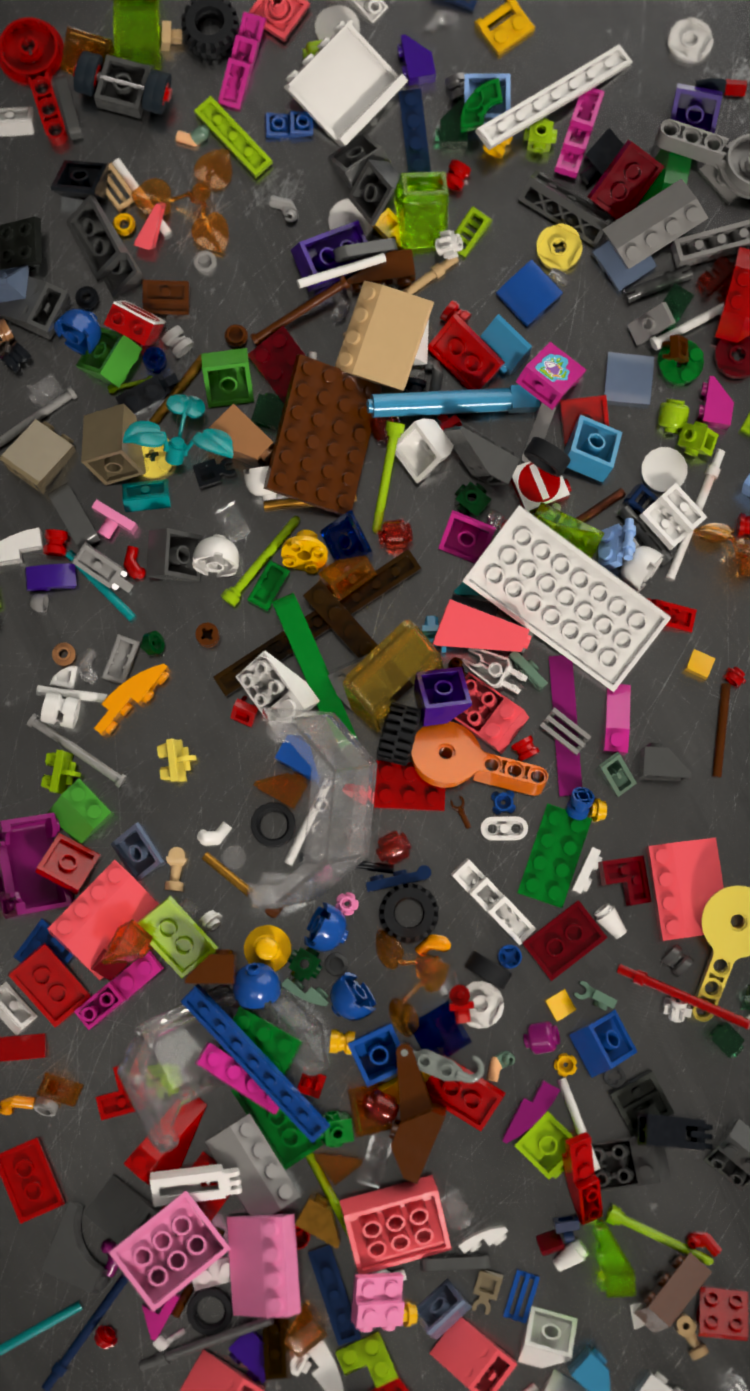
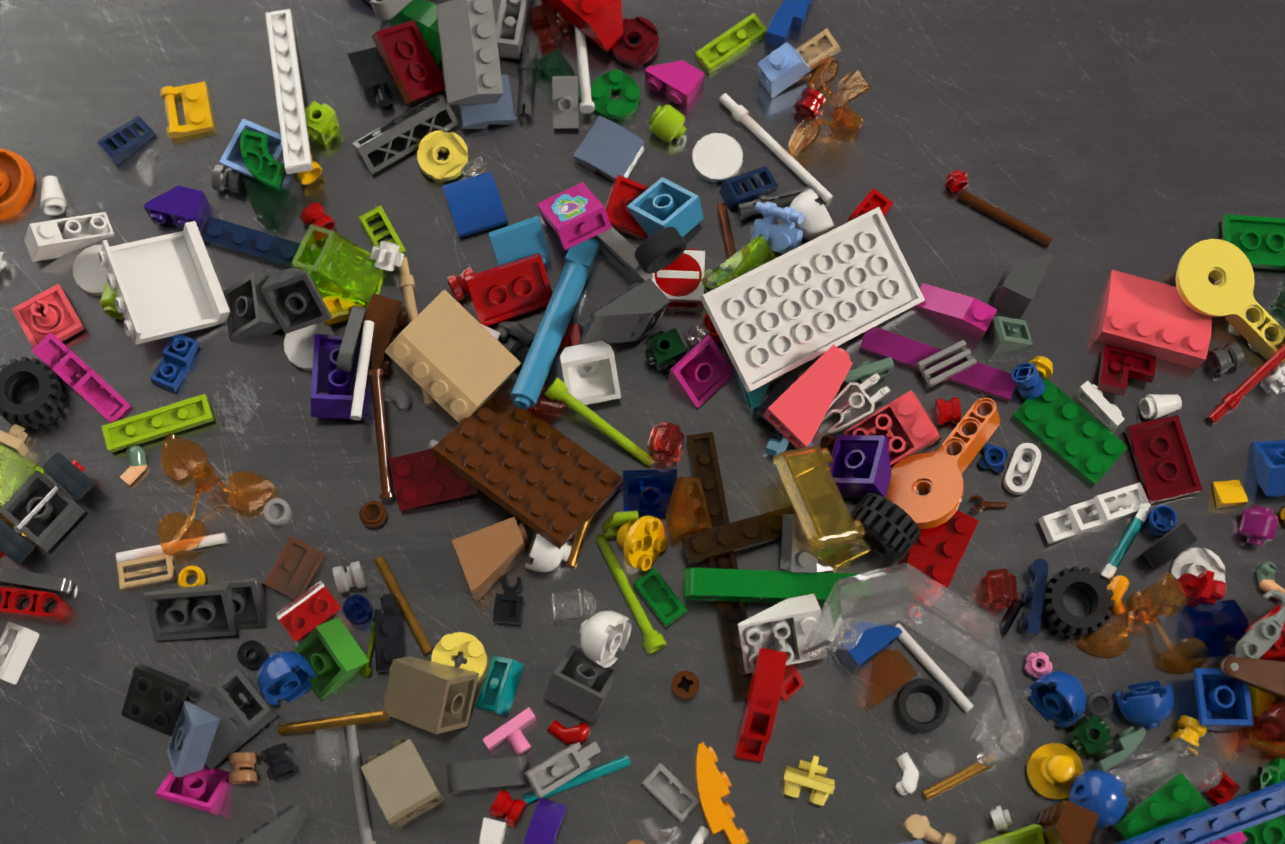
camera: 70 degrees left, 10 degrees down
(60, 381) = (332, 722): none -> pearl gold bar
(81, 179) = (119, 601): black slope -> none
(149, 434) = (445, 643): teal plant -> none
(150, 231) = (217, 556): coral slope -> none
(152, 643) = (667, 749): dark green tile -> none
(215, 697) = (761, 704): none -> red slope
(227, 377) = (414, 541): bright green slope -> none
(268, 411) = (475, 512): clear green slope -> none
(287, 207) = (261, 402): light grey arm -> none
(314, 525) = (616, 520): none -> lime arm
(478, 935) = (1125, 543): none -> teal bar
(579, 133) = (336, 88): dark pink slope -> none
(601, 1000) = (1240, 449): sand green plate -> none
(673, 516) = (770, 166): white slope -> none
(678, 348) = (605, 87): reddish brown tile -> none
(697, 439) = (703, 110): lime brick -> none
(699, 664) = (930, 209): yellow slope -> none

